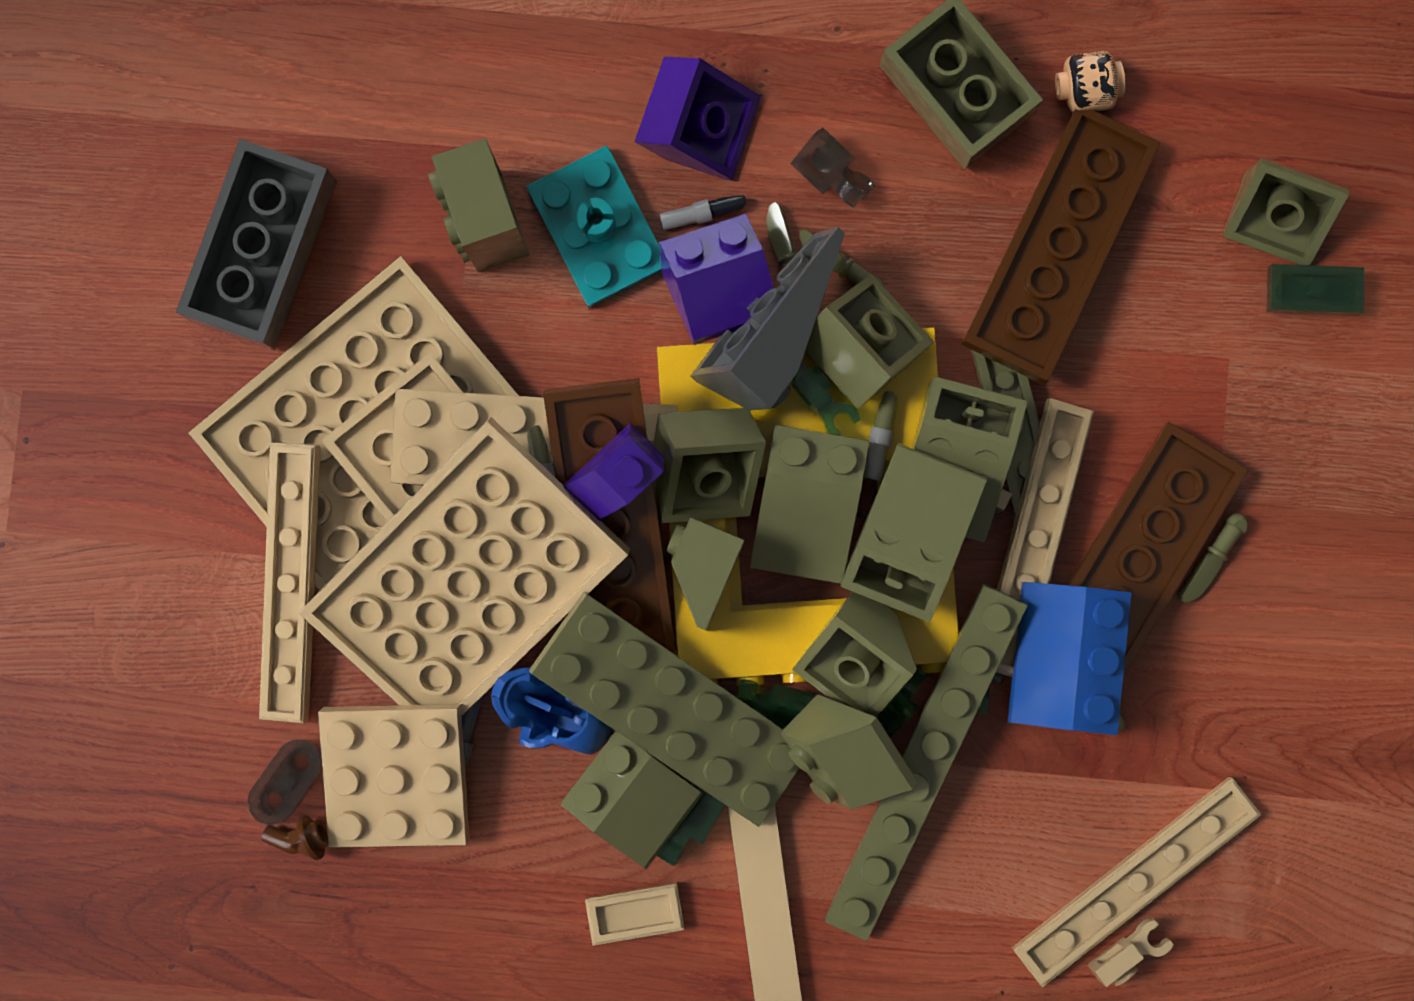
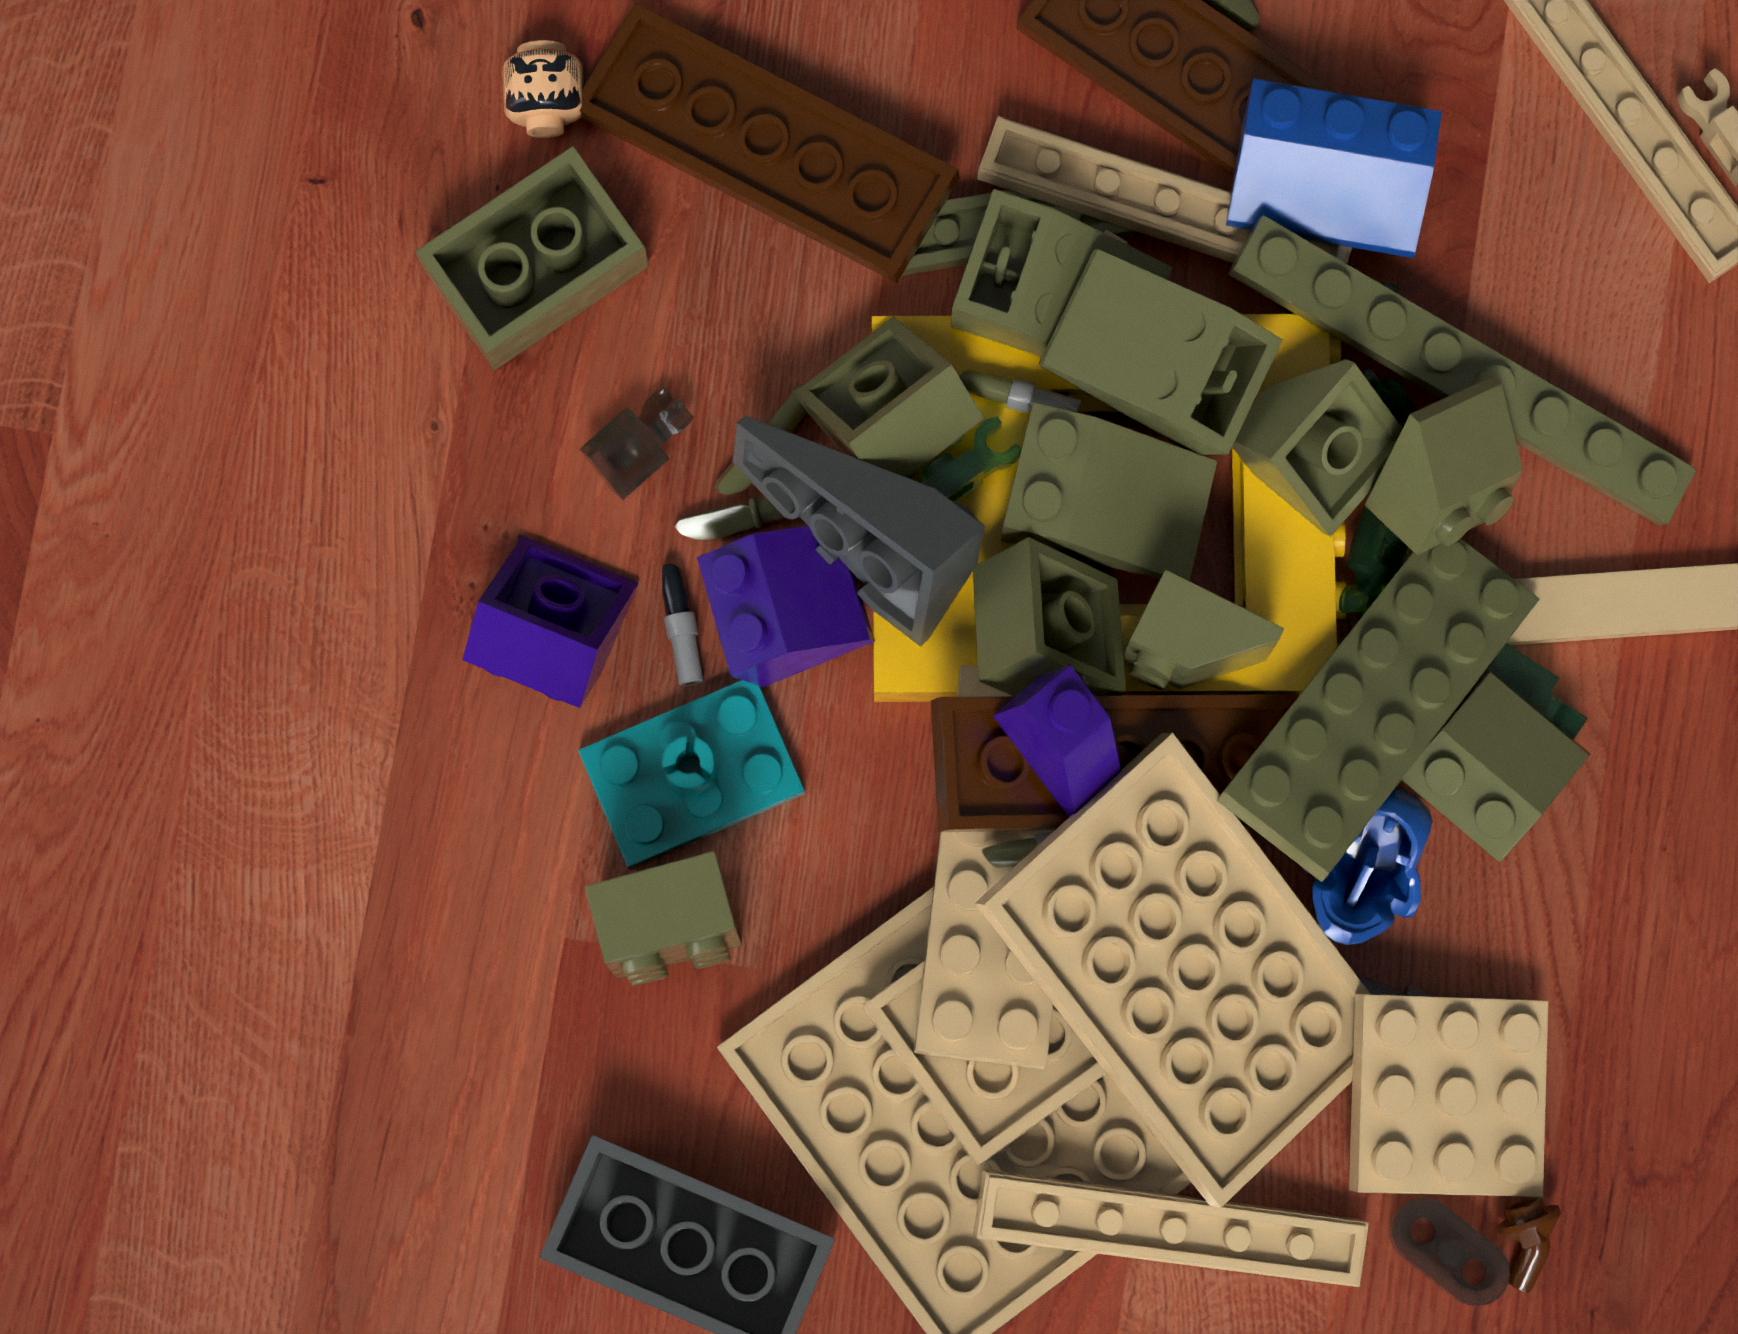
camera: 90 degrees left, 5 degrees down
(634, 913) = (1648, 780): tan tile -> none

